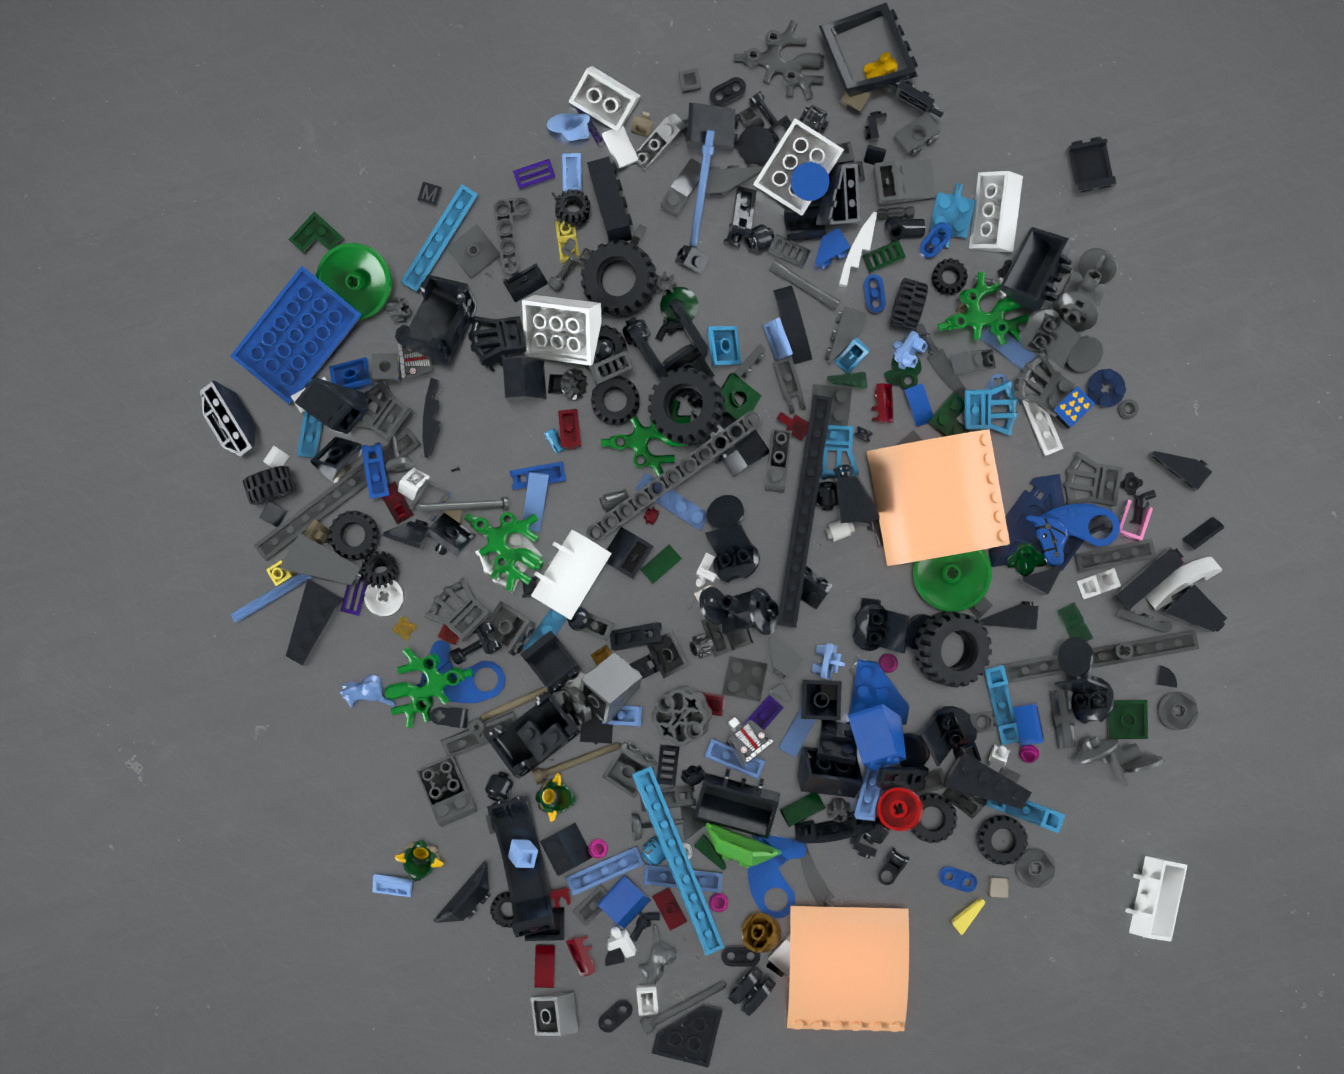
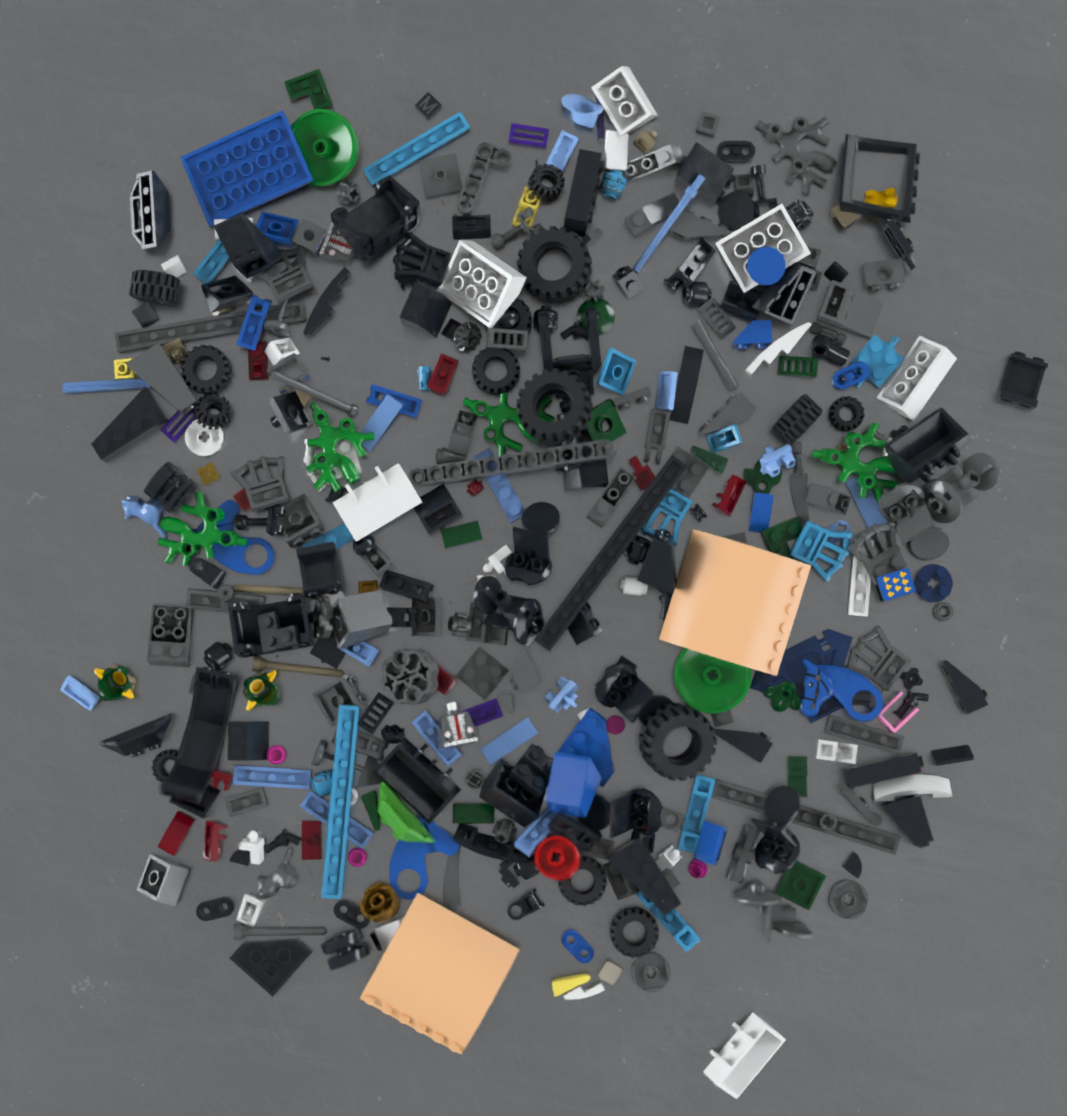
camera: 25 degrees right, 0 degrees up
(376, 658) = (166, 484): none -> black wheel
(409, 533) = (254, 393): black slope -> none
(522, 853) = (207, 724): light blue panel -> none
(614, 471) = (462, 432): none -> dark grey slope
(624, 902) = (274, 813): blue slope -> none
(633, 179) = (612, 184): none -> dark azure head
(788, 777) = (474, 779): none -> dark grey wheel
(821, 699) = (539, 726): black slope -> none
(871, 129) = (845, 248): black bracket -> none
(874, 294) = (772, 395): blue plate -> none
(980, 920) = (579, 993): none -> white slope
(1041, 581) = (787, 723): black slope -> none

